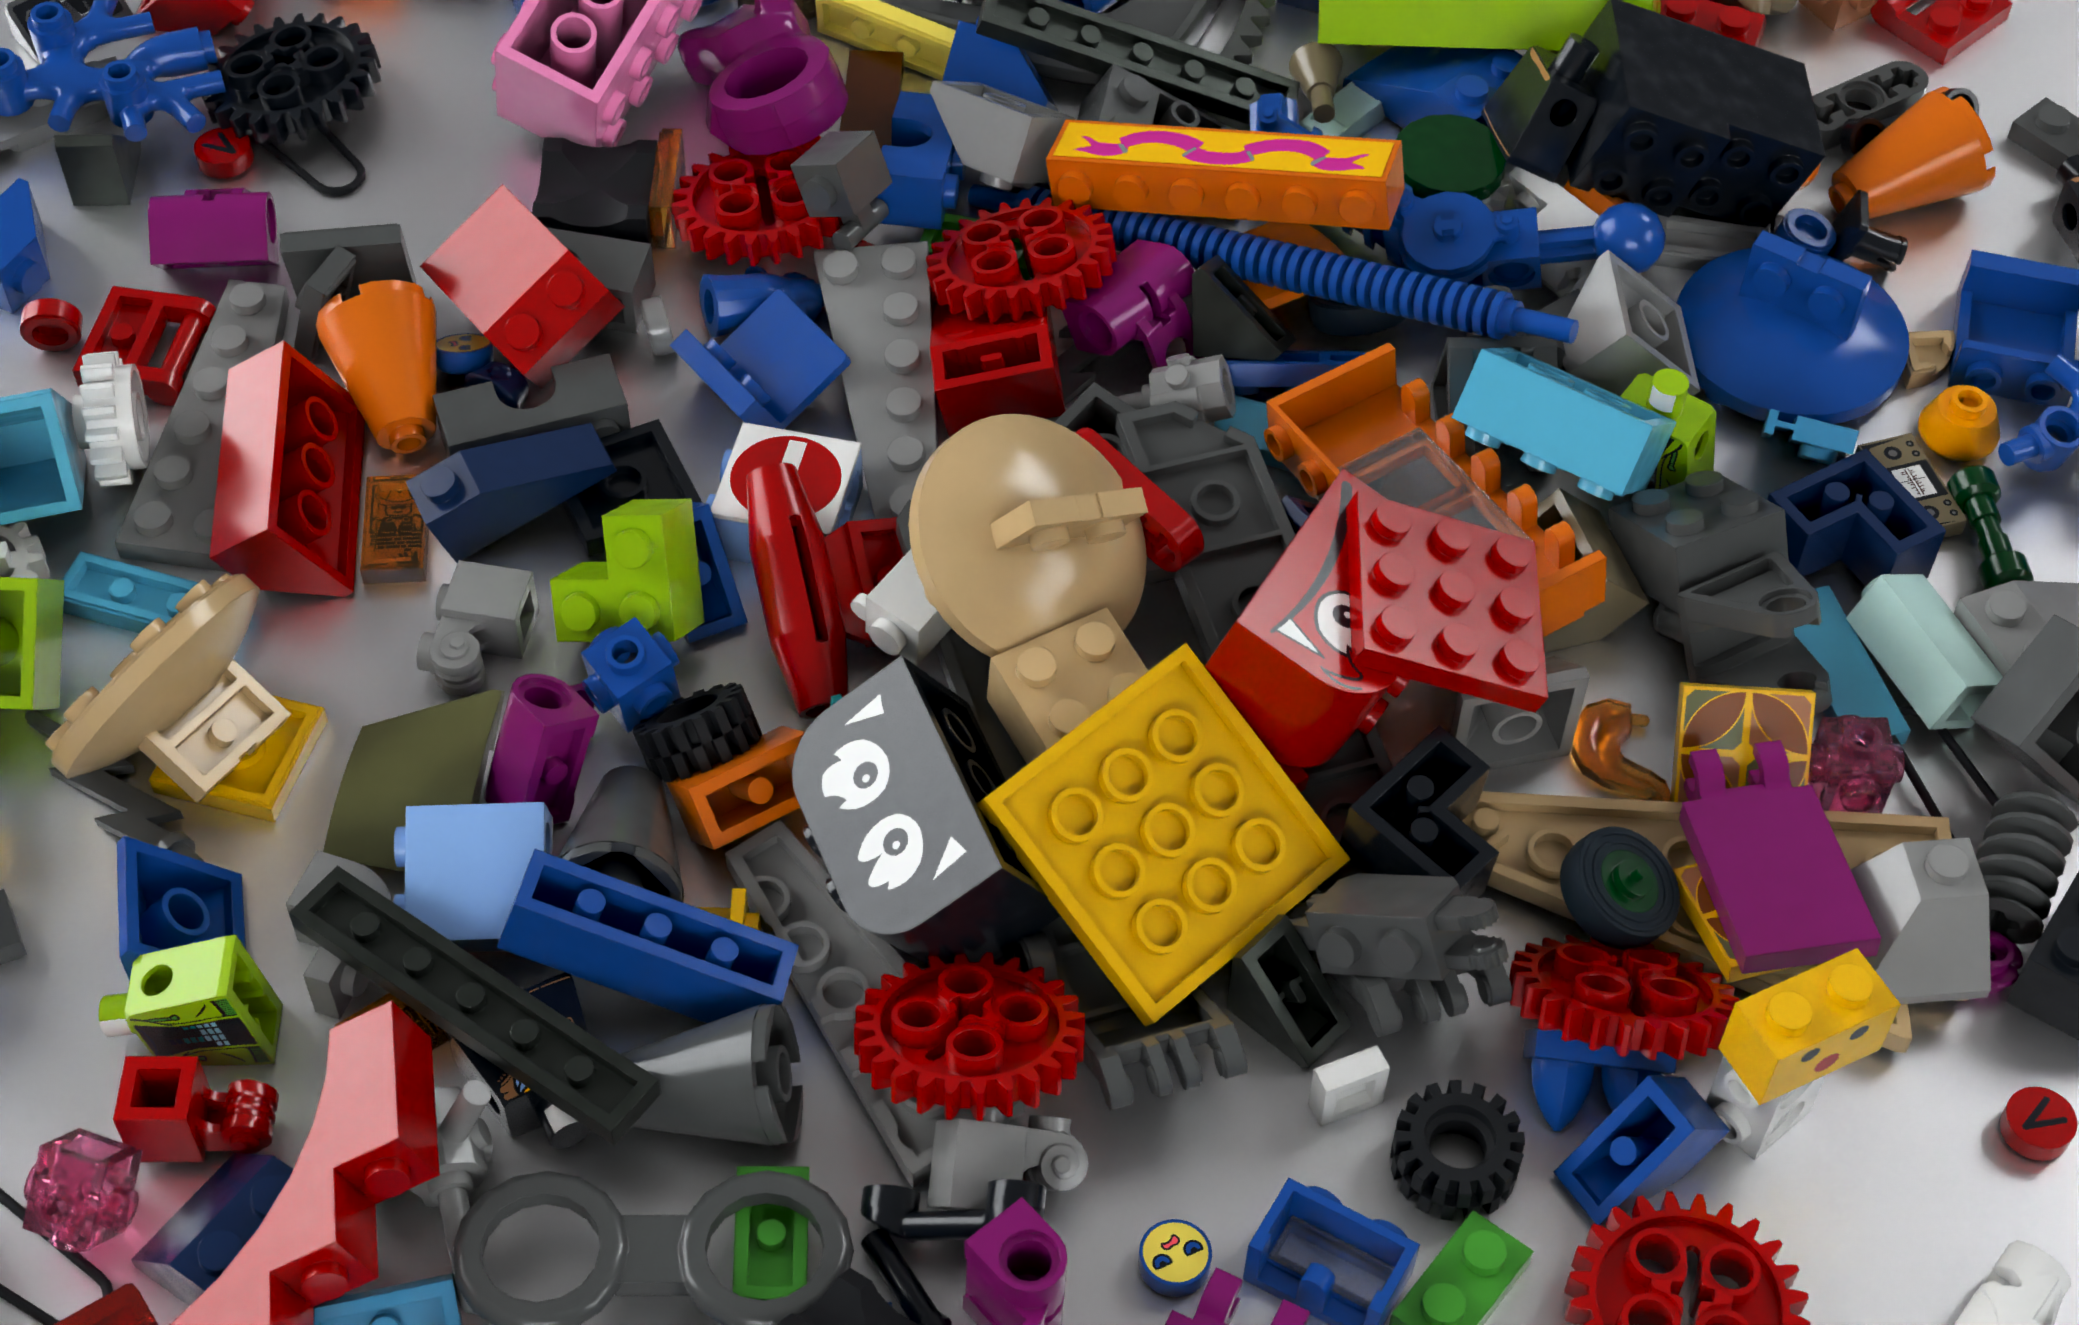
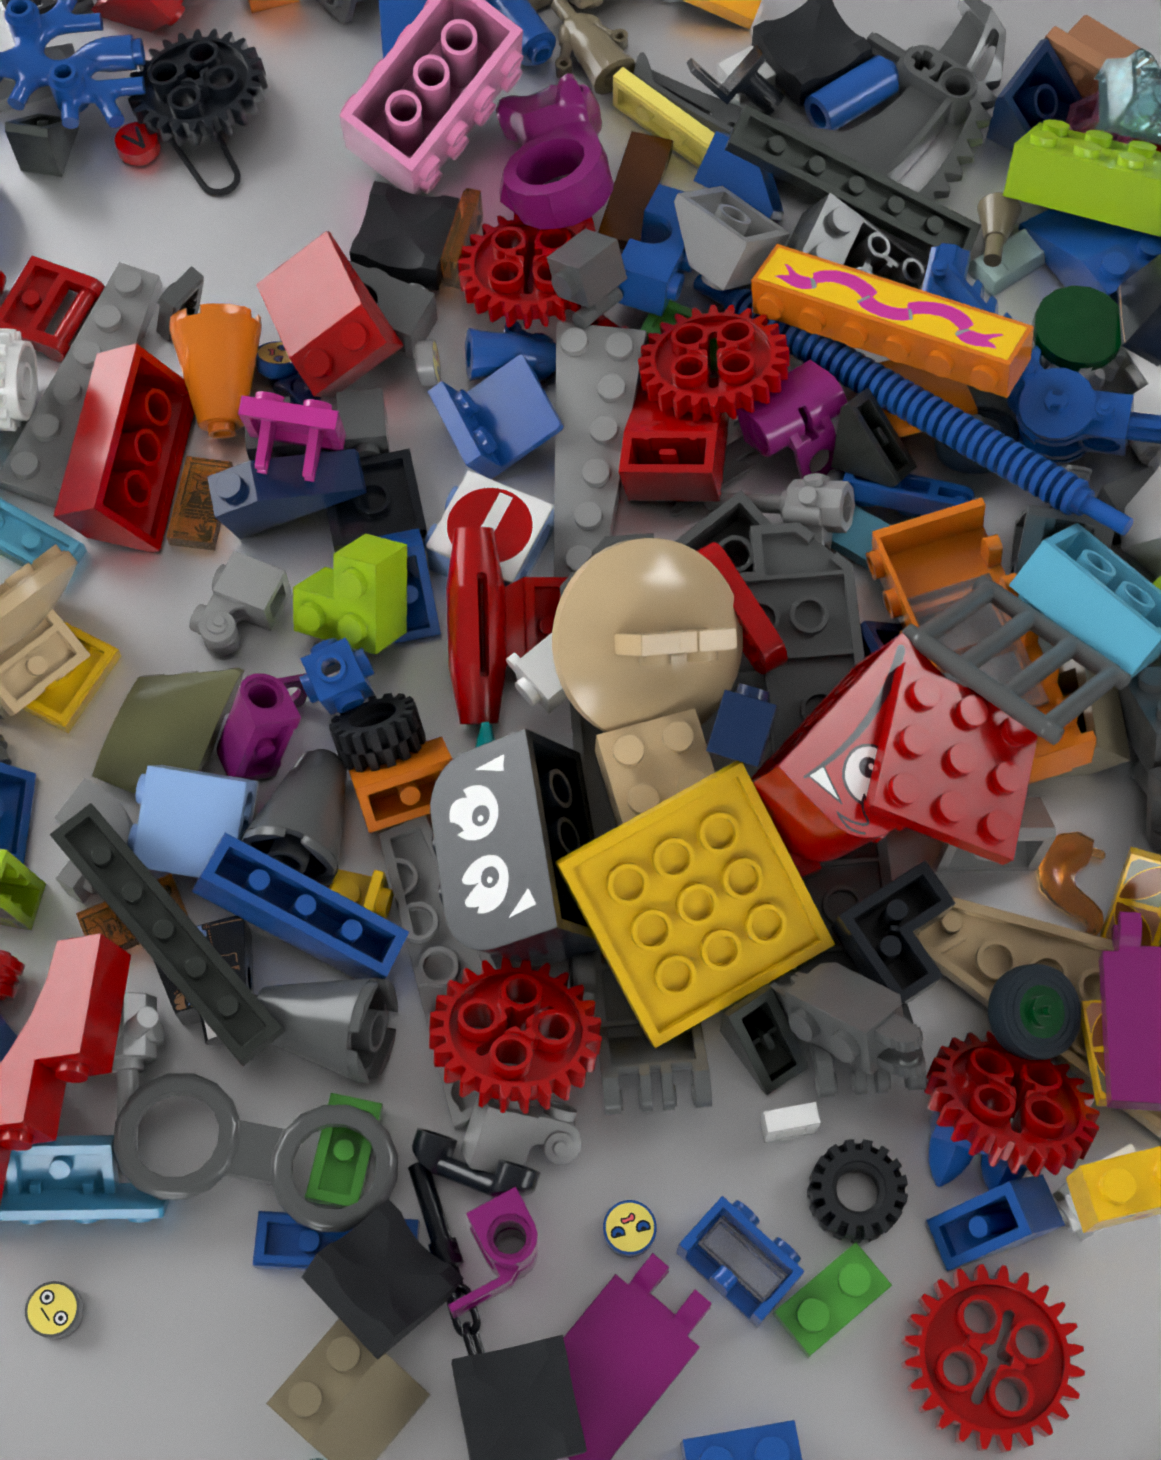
camera: 15 degrees right, 15 degrees up
(213, 229) = (113, 217): magenta piece -> none
(378, 252) = (223, 272): dark grey tile -> none
(510, 394) = (306, 425): none -> dark pink plate
(1175, 601) = (743, 725): none -> dark blue brick
(1496, 509) = (1008, 696): none -> dark grey bar

